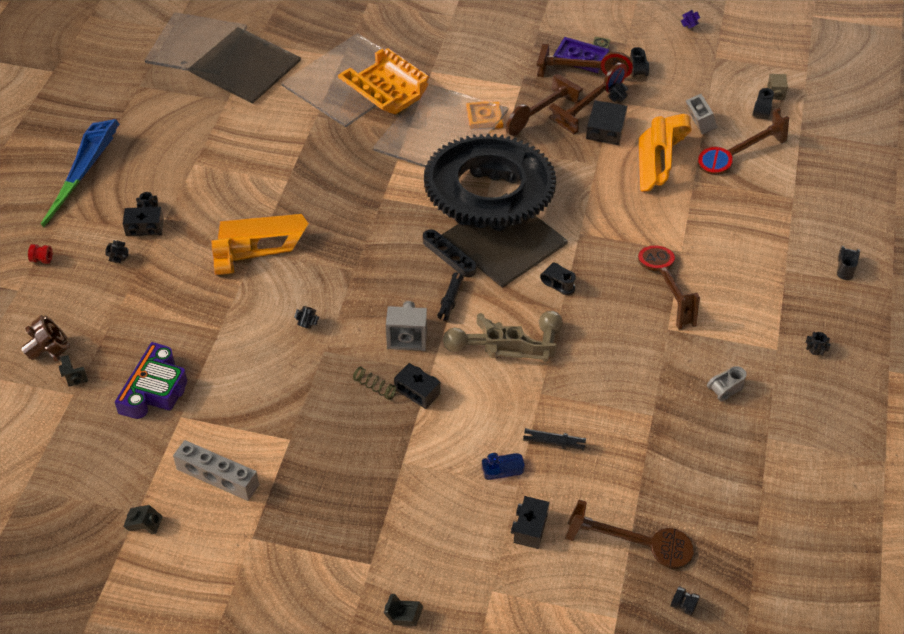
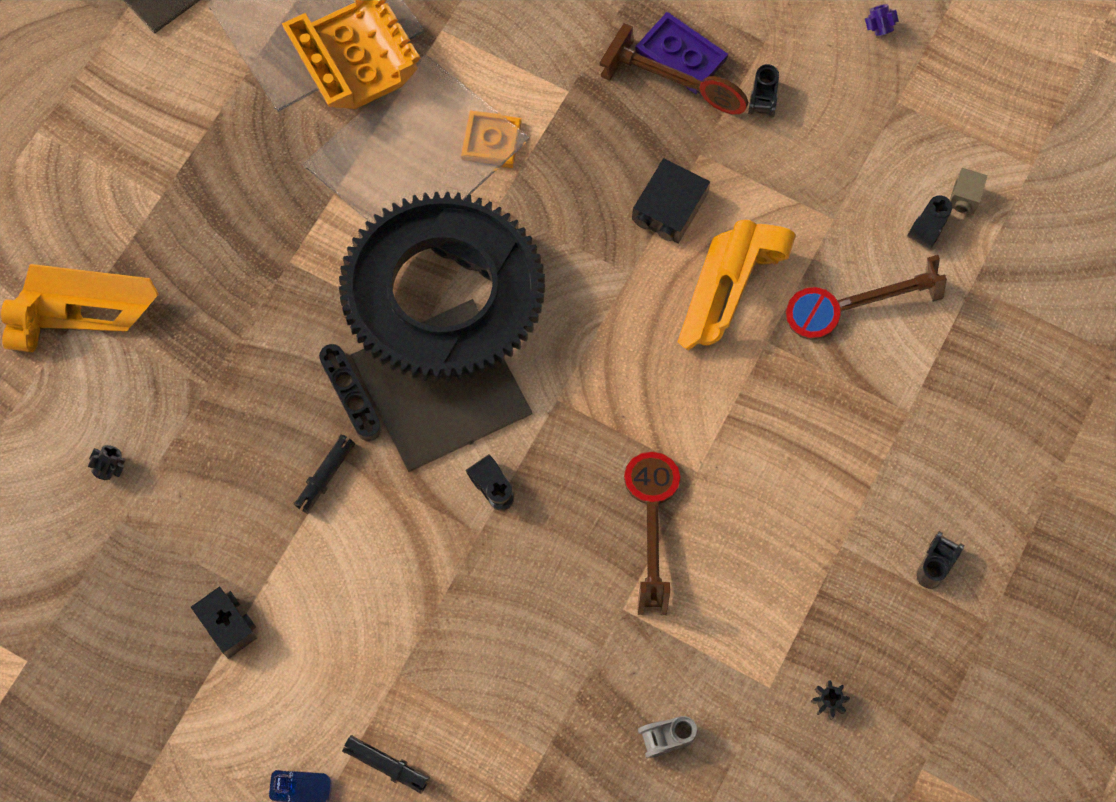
camera: 15 degrees right, 20 degrees up
(387, 390) = (179, 626): olive piece -> none
(406, 327) = (237, 522): light grey brick -> none
(509, 339) = (447, 562): dark tan piece -> none
(562, 88) = (539, 164): reddish brown piece -> none
(567, 118) = (703, 125): reddish brown piece -> none
(601, 42) = (722, 35): tile -> none
(617, 92) = (709, 145): black gear -> none
(701, 114) = (822, 222): light grey brick -> none

